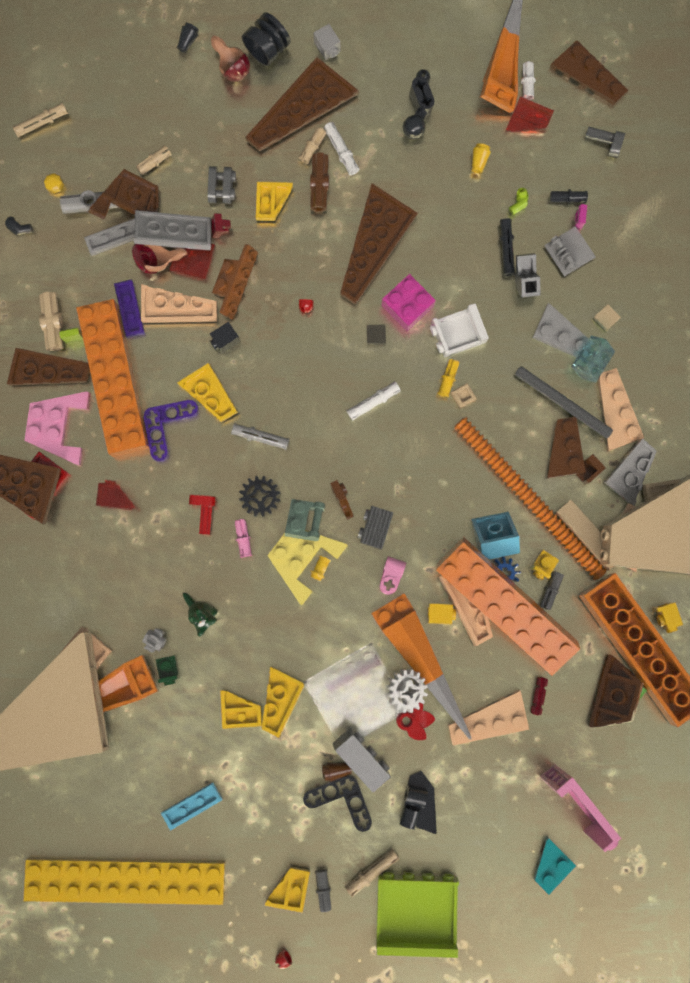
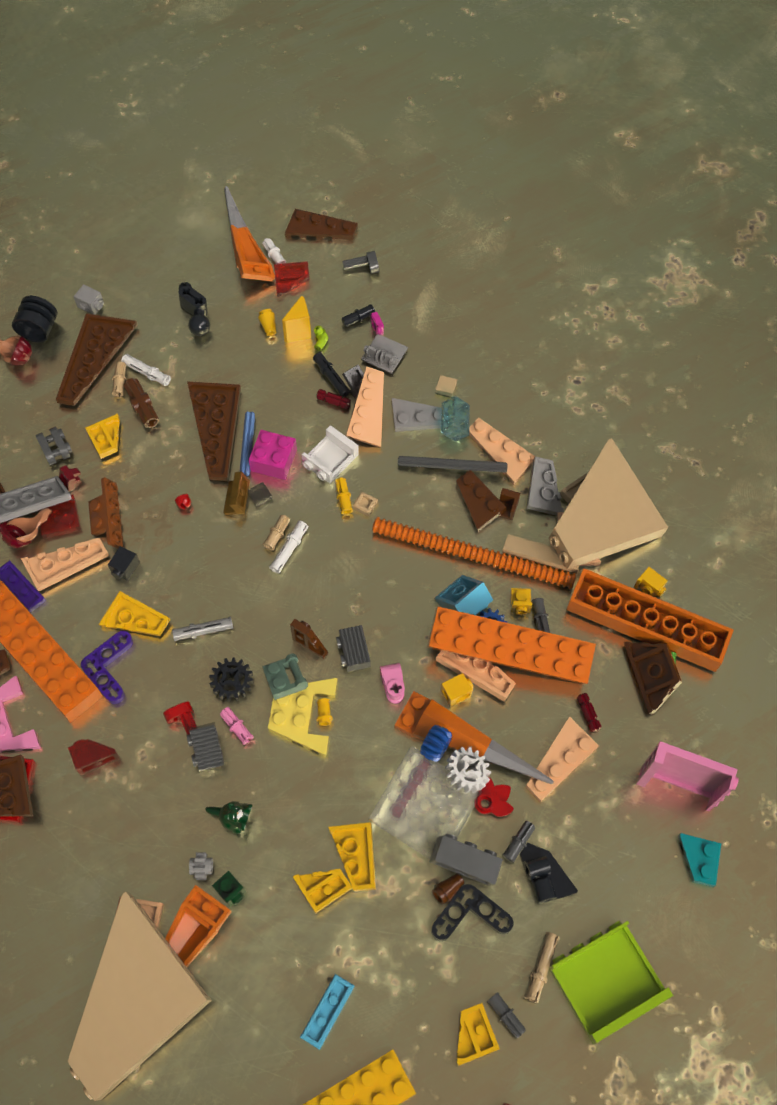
camera: 30 degrees left, 20 degrees down
(208, 545) = (205, 746): none -> dark grey brick
(355, 325) = (237, 494): none -> pearl gold panel
(370, 380) = (276, 532): none -> tan axle
(392, 276) = (247, 442): none -> medium blue axle
(393, 654) = (436, 743): none -> blue gear
(414, 767) = (519, 841): none -> dark grey axle
(495, 273) = (333, 399): none -> dark red axle
(505, 176) = (297, 322): none -> yellow slope
(517, 307) = (367, 412): none -> light nougat wing

